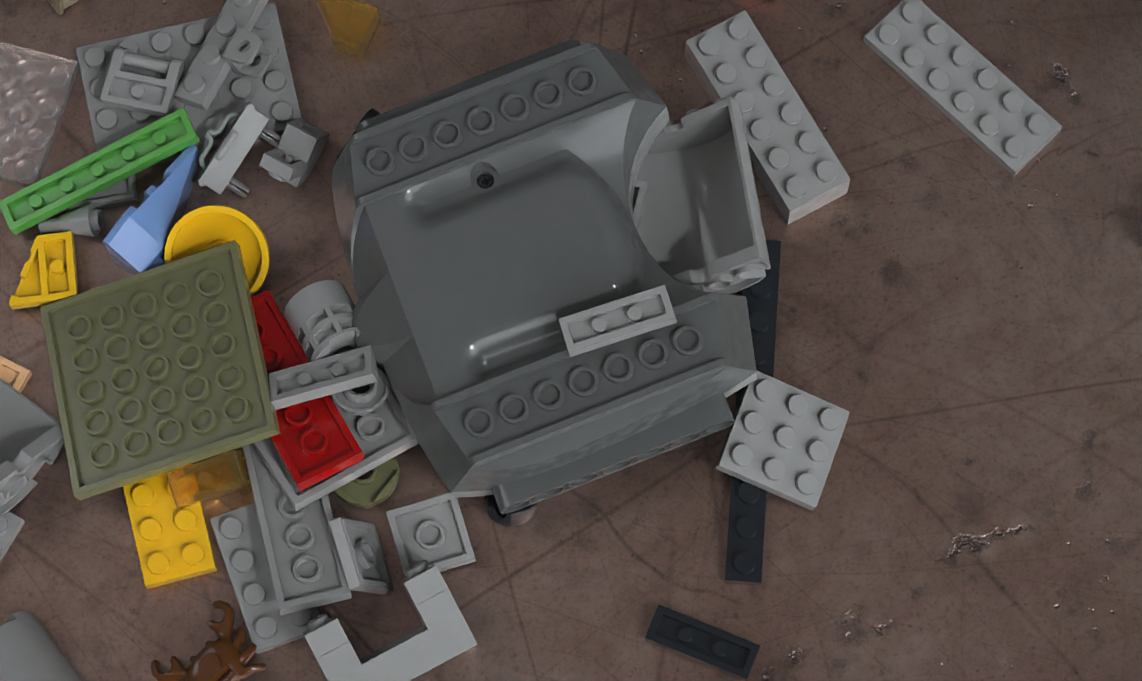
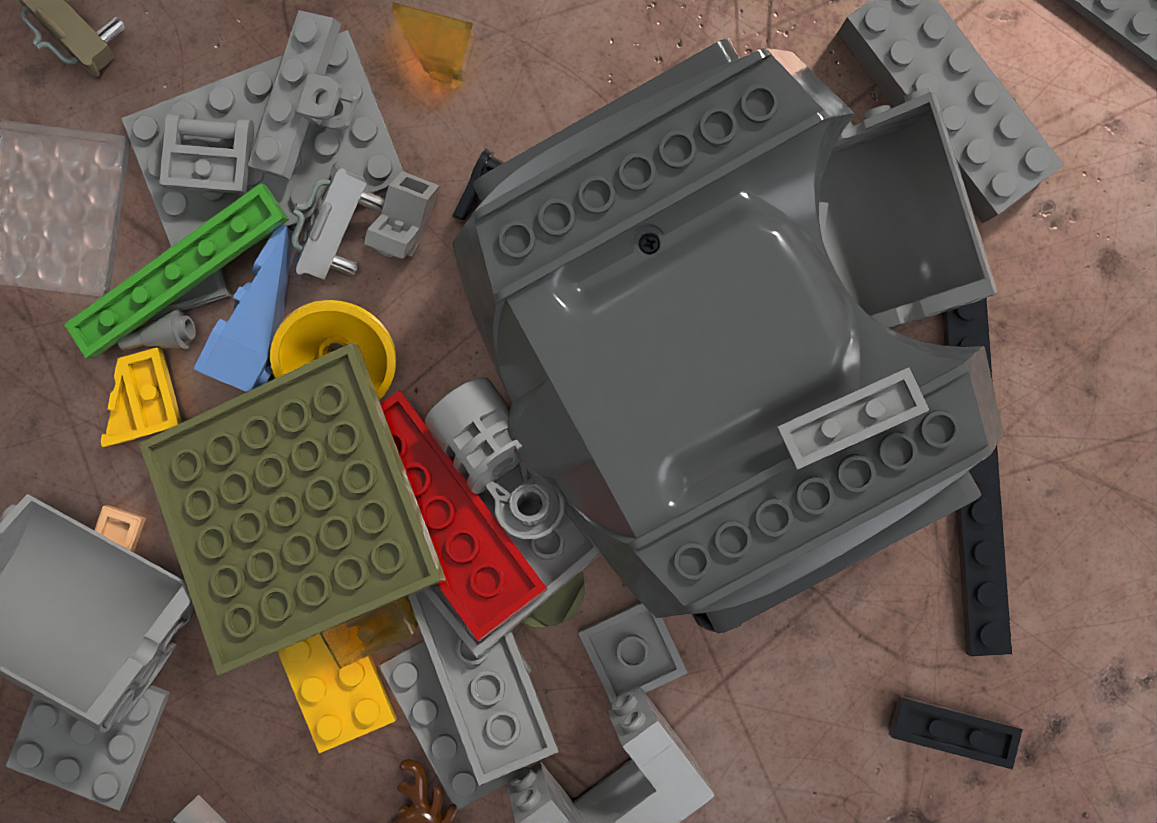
camera: 10 degrees left, 15 degrees up
(322, 377) = (486, 505): light grey plate -> none
(361, 556) = (560, 695): light grey tile -> none
(783, 440) = (1026, 492): light grey plate -> none

